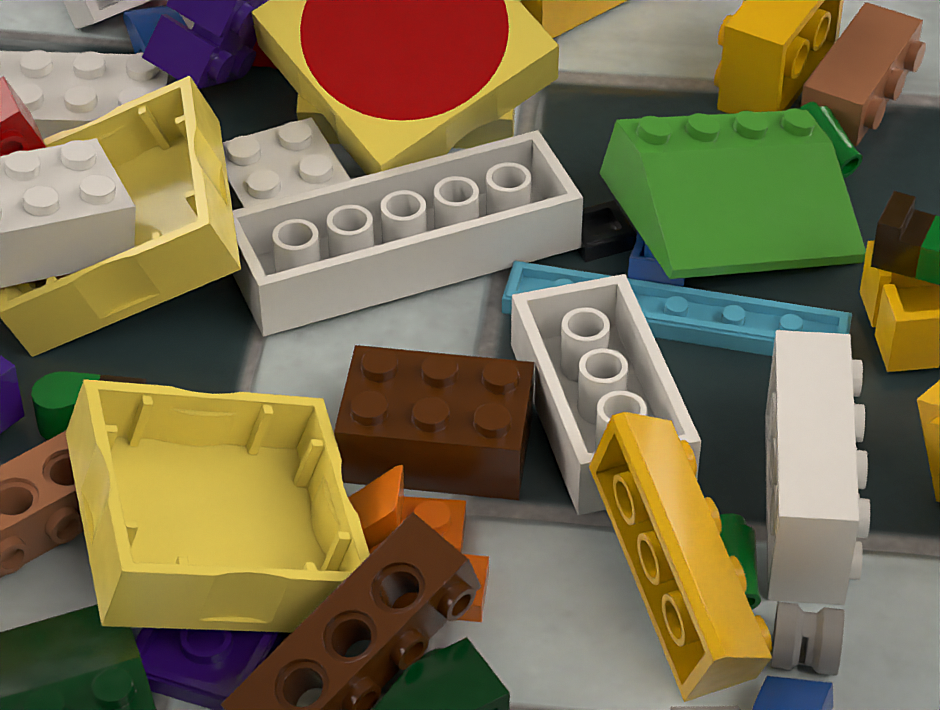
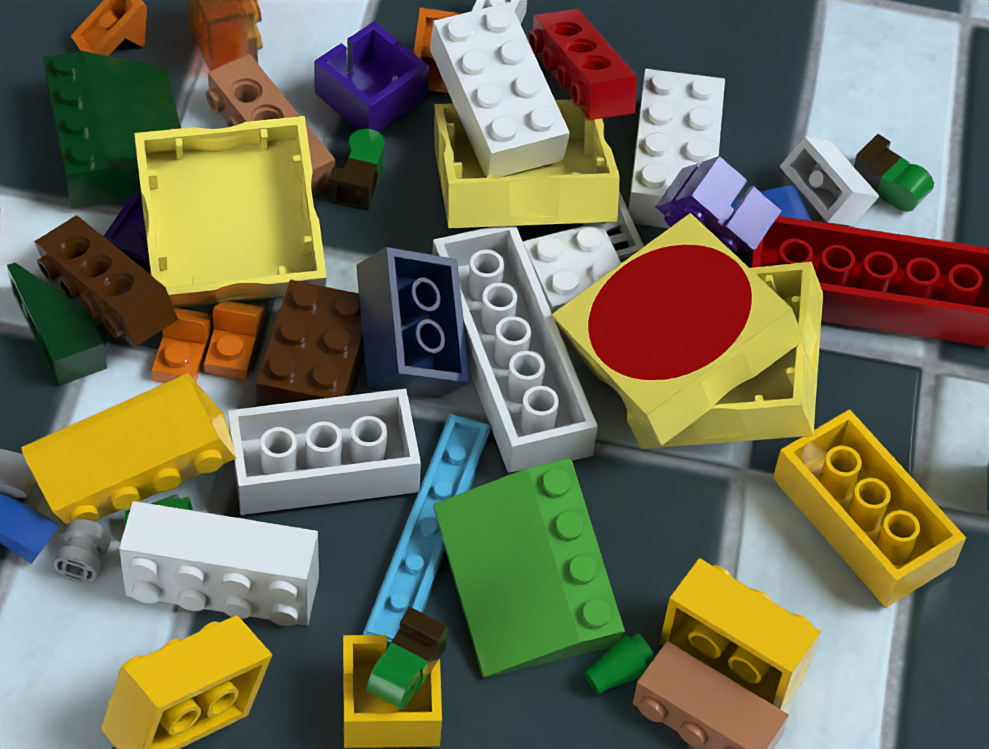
camera: 90 degrees right, 10 degrees up
(406, 297) = (412, 323): none -> dark blue brick

